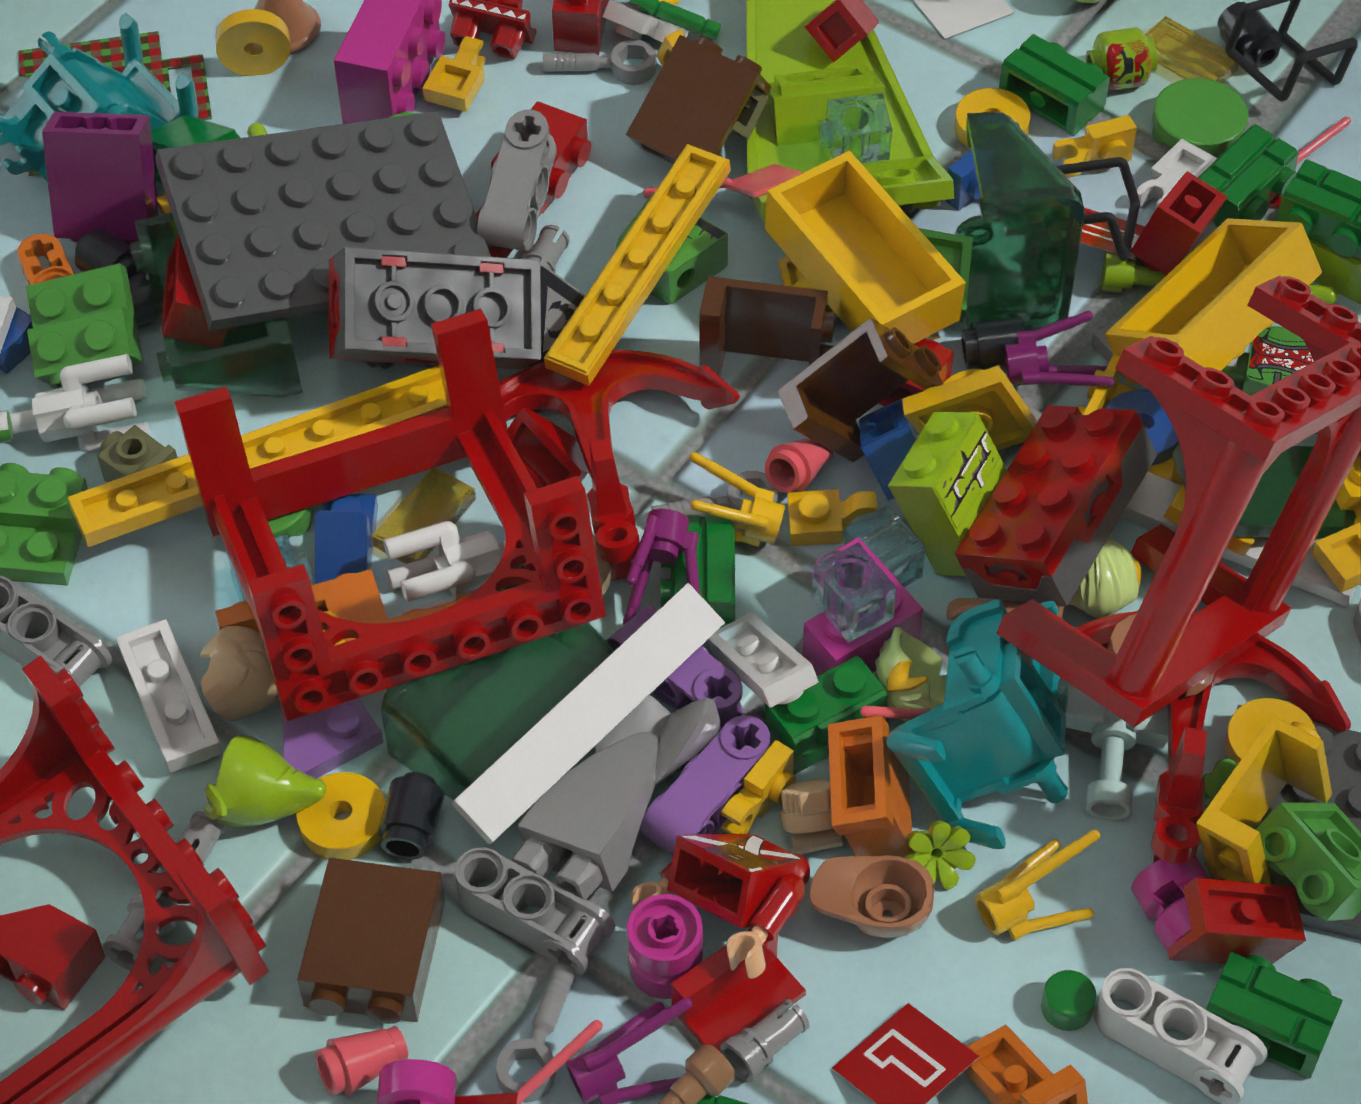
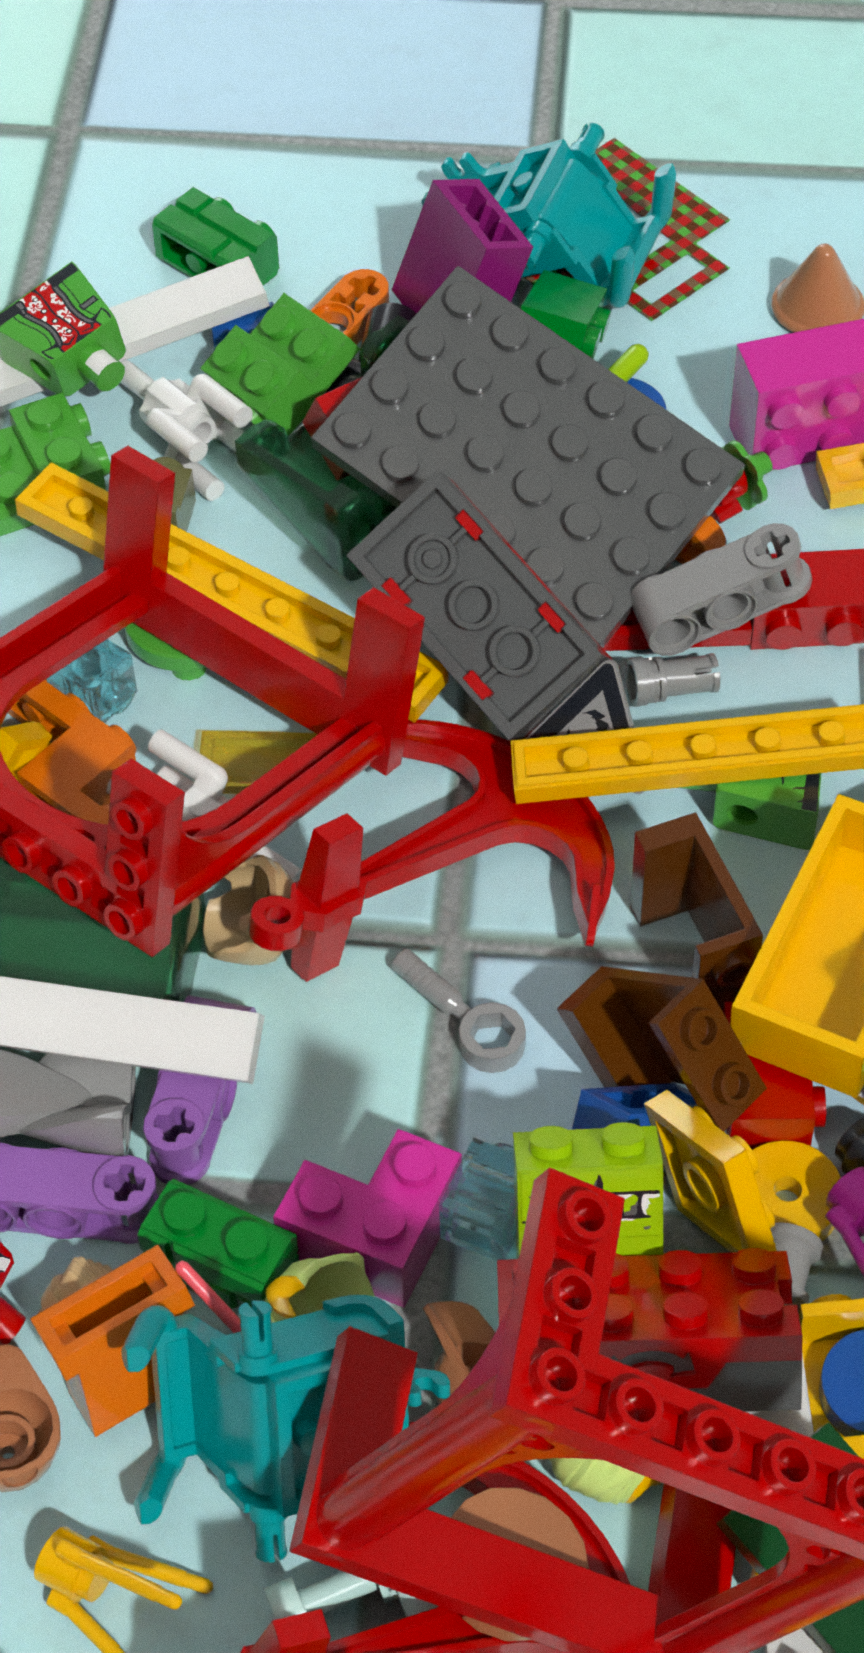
camera: 60 degrees right, 0 degrees up
(236, 45) = (752, 286): yellow piece -> none
(344, 536) = (184, 709): blue slope -> none
(546, 449) = (409, 804): red slope -> none
(662, 541) = (325, 969): magenta plant -> none
(715, 566) = (340, 1038): green brick -> none
(757, 518) = (444, 1048): yellow plant -> none
(760, 789) = (90, 1234): yellow plate -> none
(763, 660) = (233, 1146): white plate -> none
(796, 464) = (548, 1051): coral cone -> none
(822, 517) = (502, 1107): yellow plate -> none
(856, 609) = (340, 1200): clear light blue brick -> none
(941, 852) = (102, 1459): lime plant -> none

